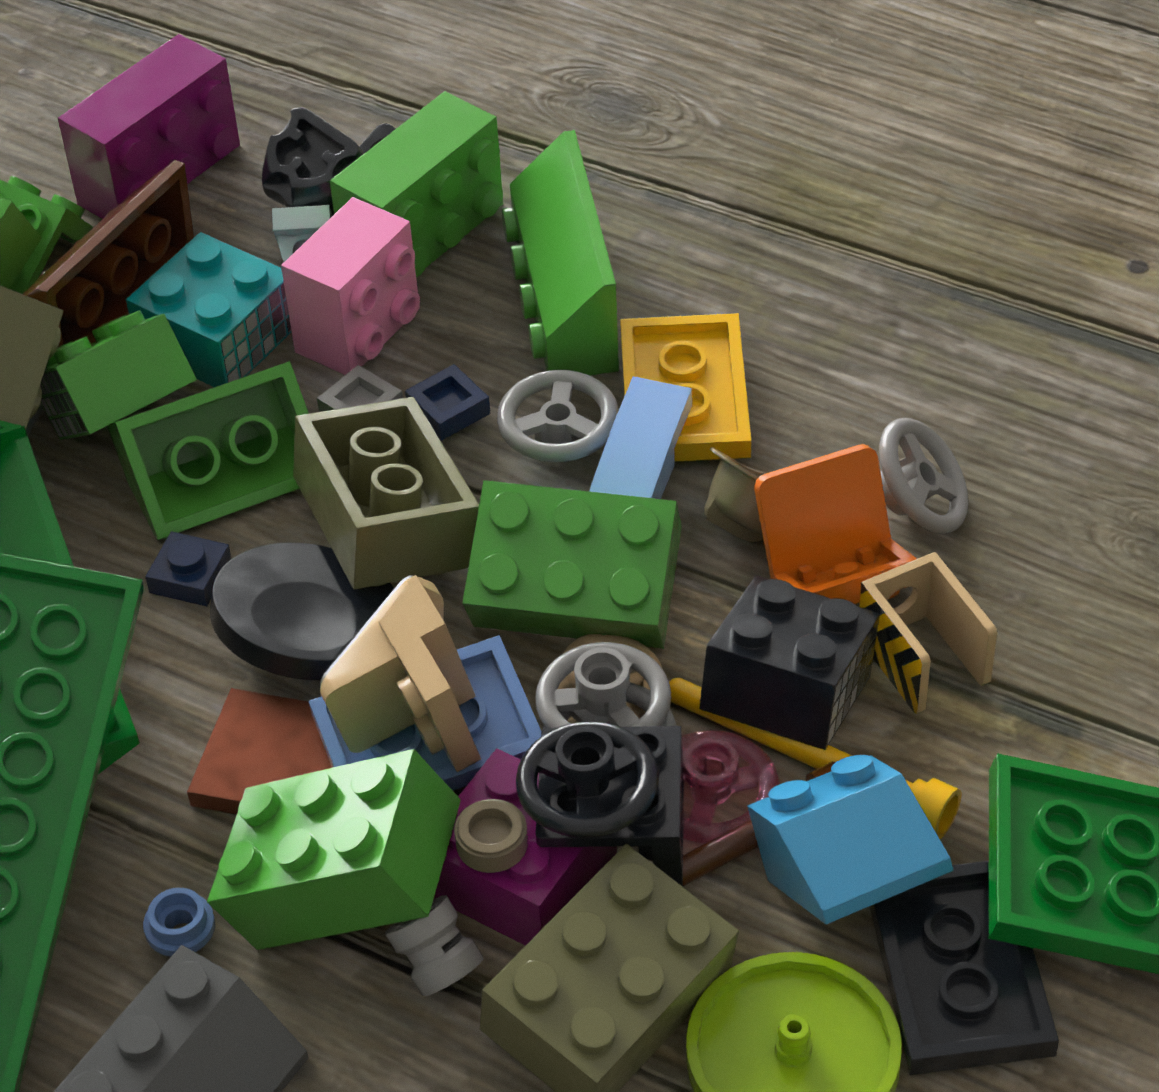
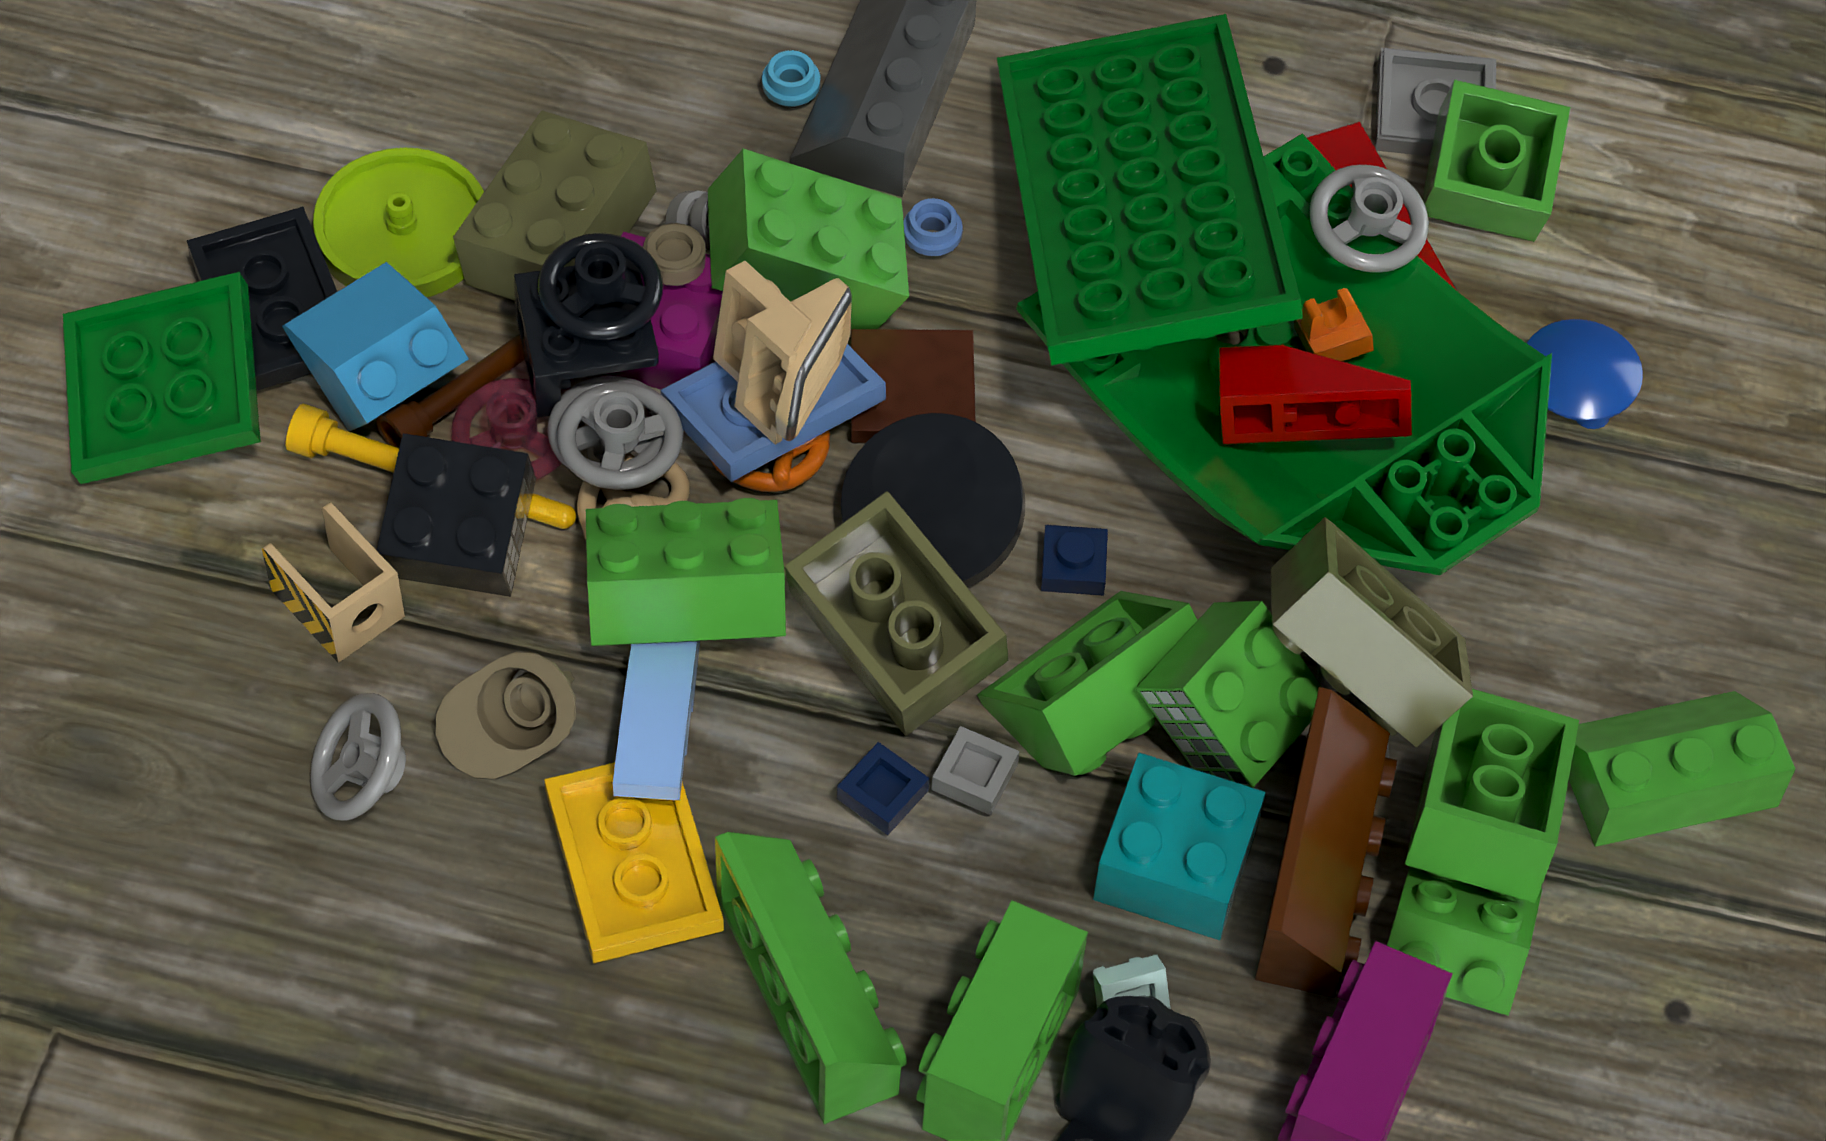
camera: 160 degrees right, 10 degrees up
(351, 286) = (1028, 855): bright pink brick -> none
(558, 429) = (755, 798): light grey piece -> none
(828, 523) = (425, 644): orange bracket -> none

